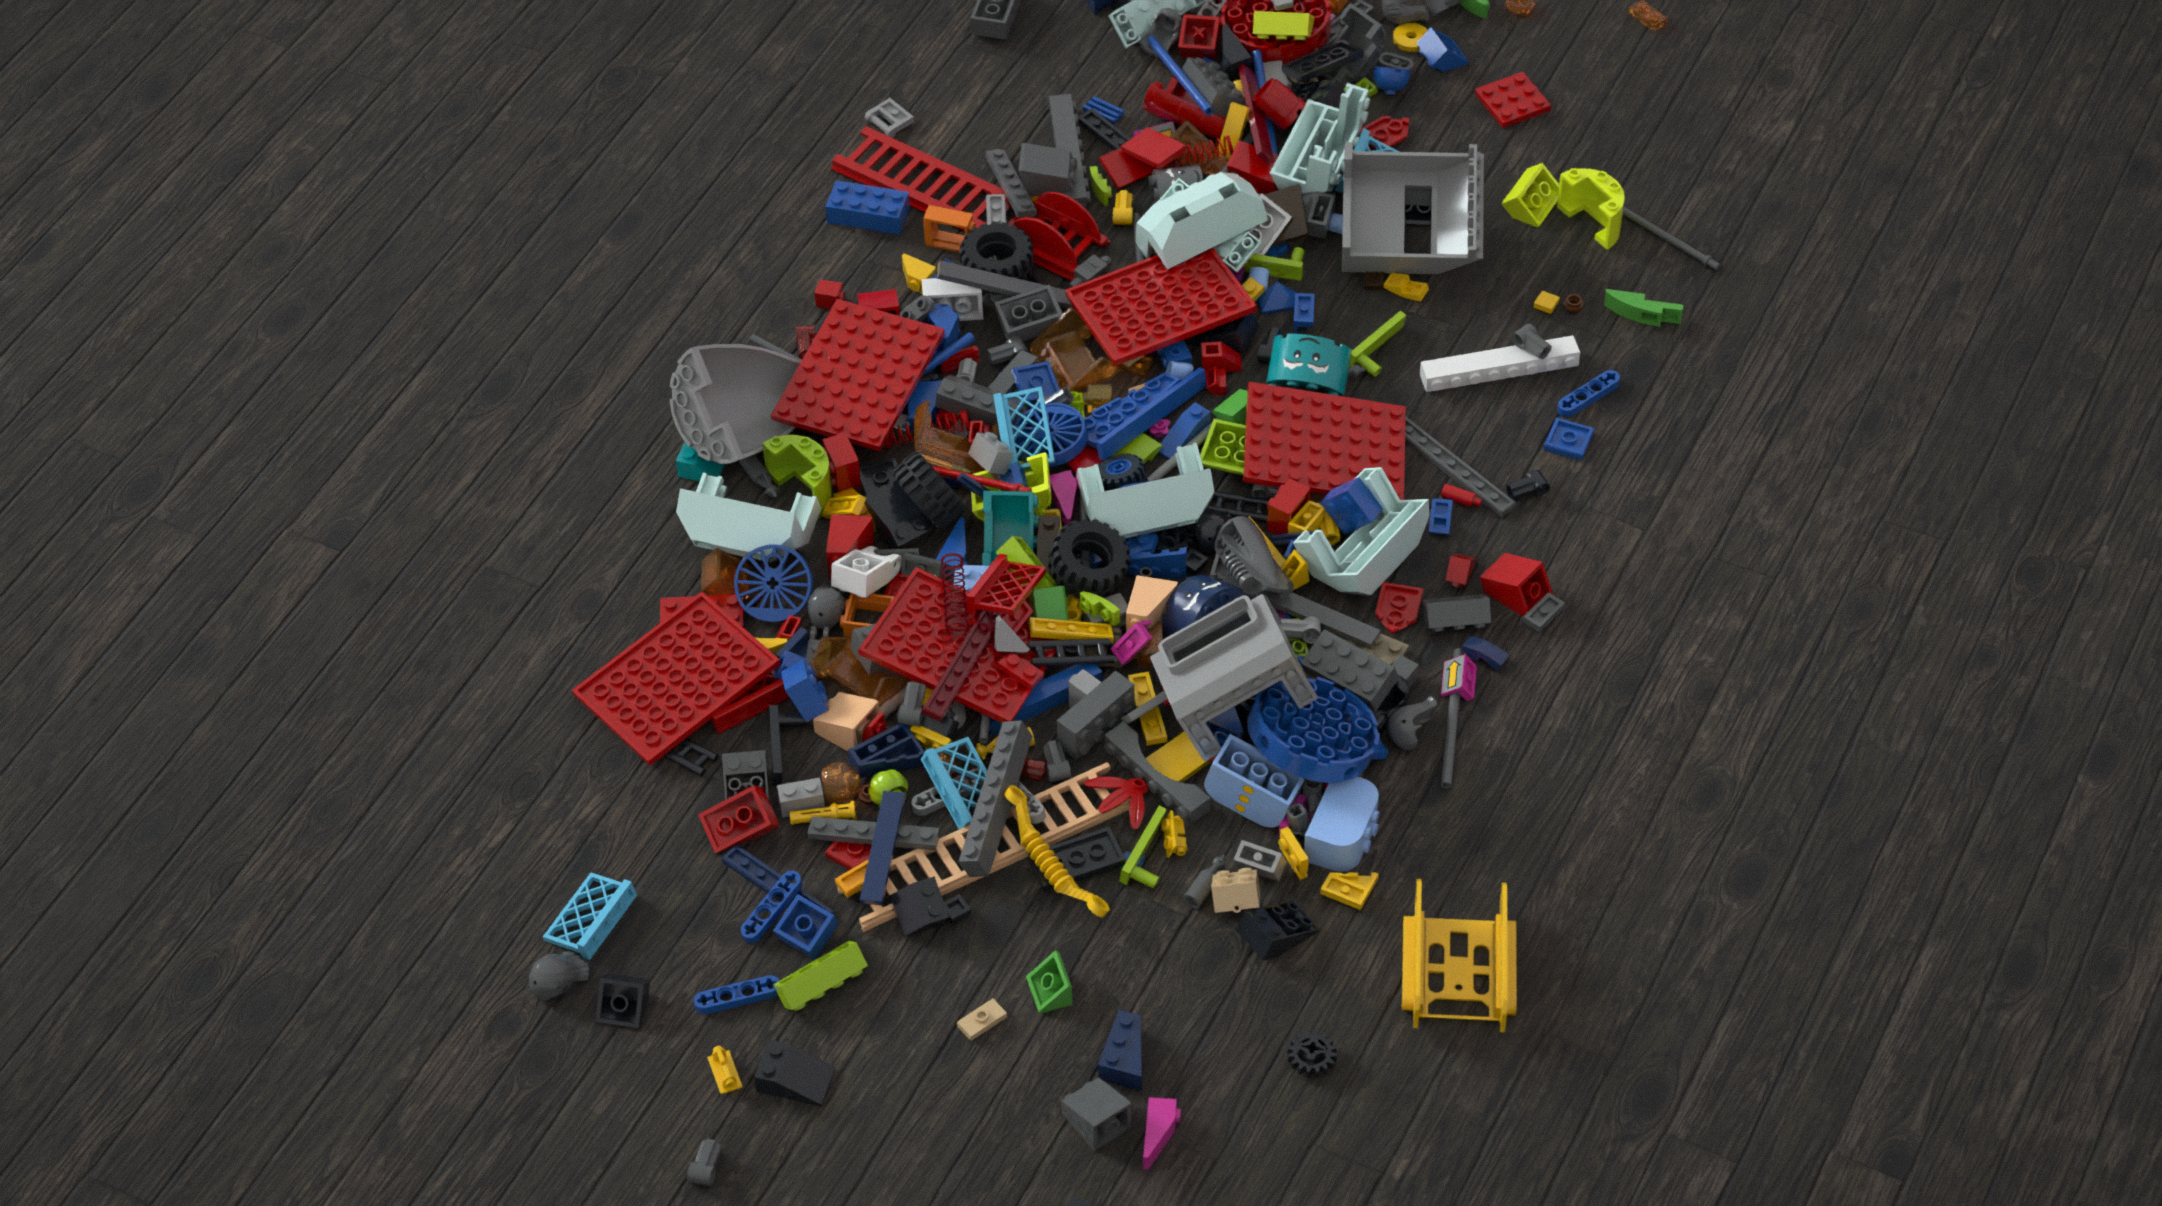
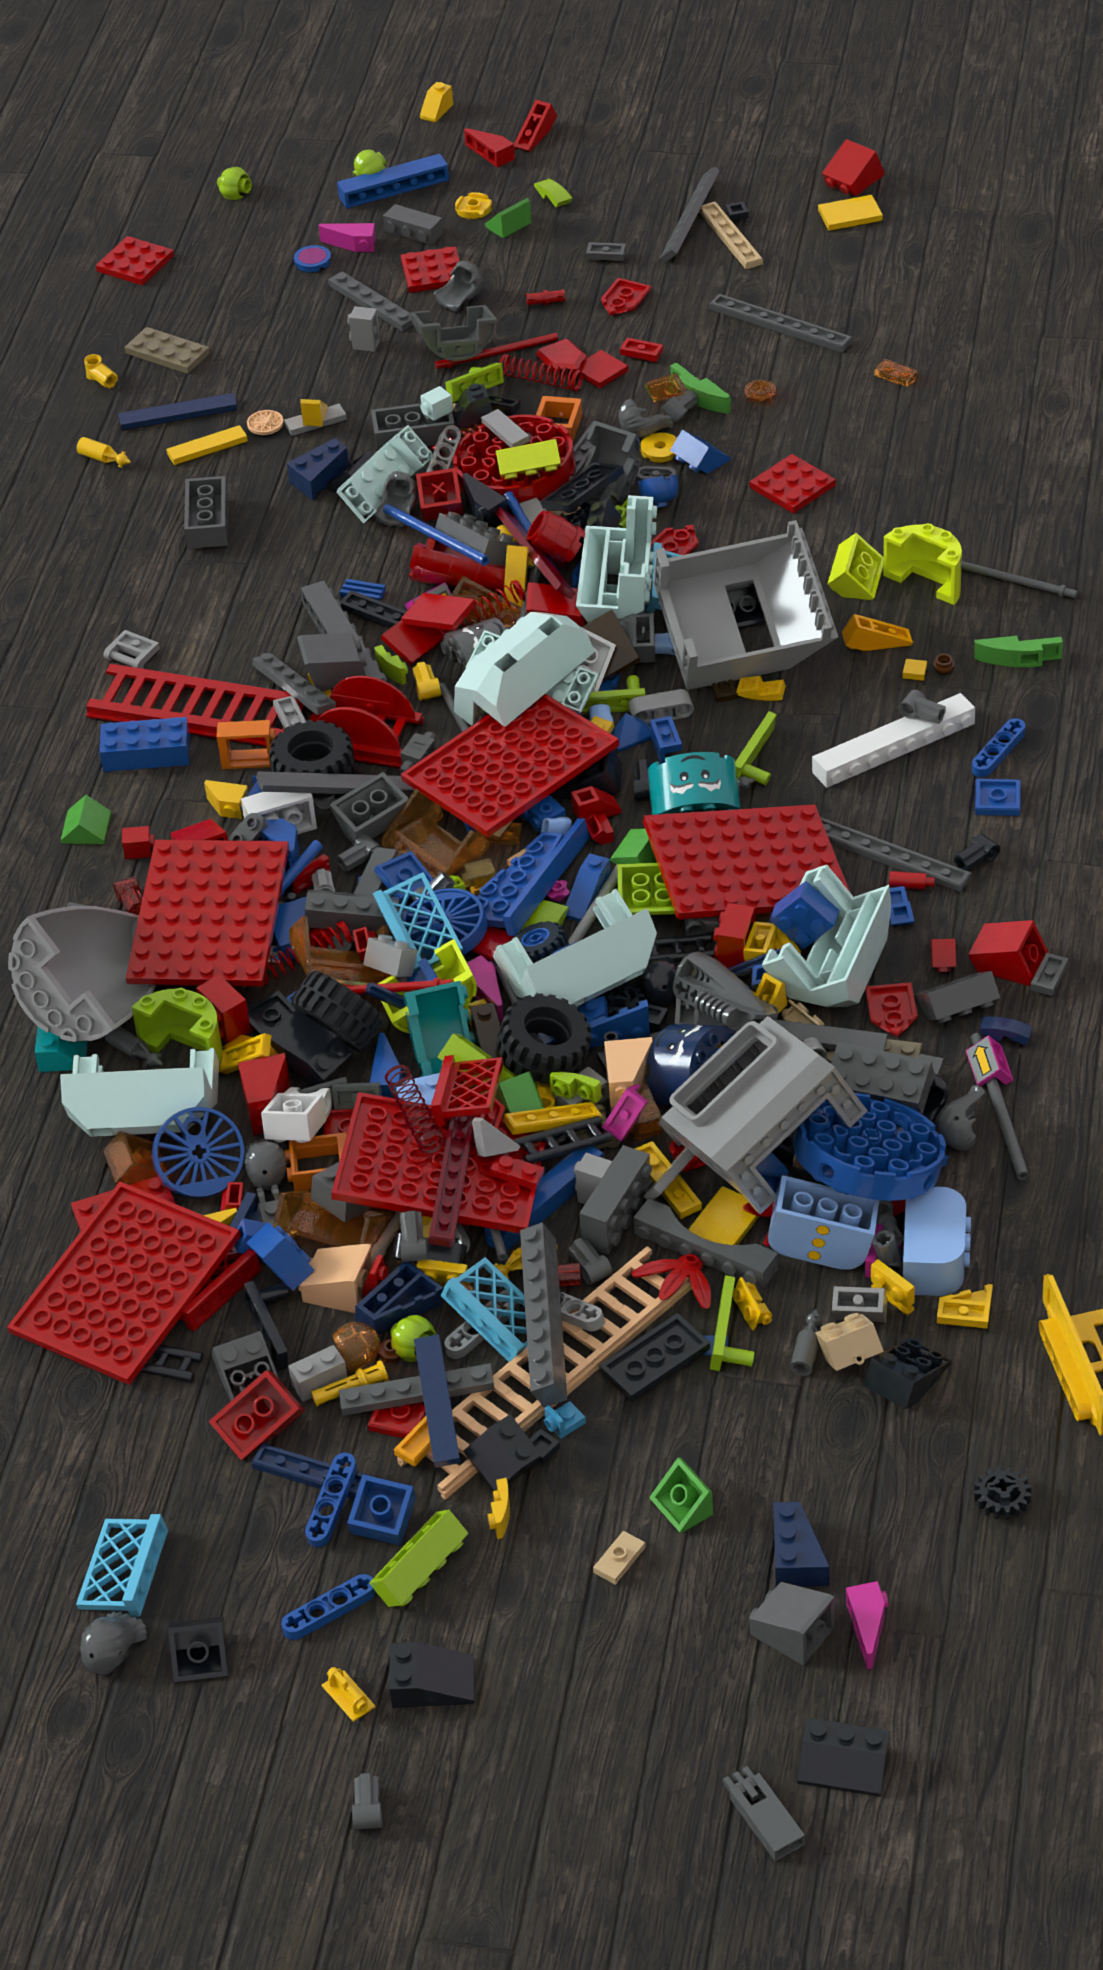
camera: 15 degrees left, 5 degrees down
(795, 266) = (86, 823): none -> bright green slope
(902, 953) = (500, 1508): none -> yellow slope
(983, 891) = (564, 1419): none -> dark azure bracket
(1045, 858) = (623, 1364): yellow piece -> none
(1313, 282) = (664, 704): none -> light grey beam
(1315, 593) = (799, 1014): none -> tan hinge
(1523, 261) = (871, 634): none -> light orange slope

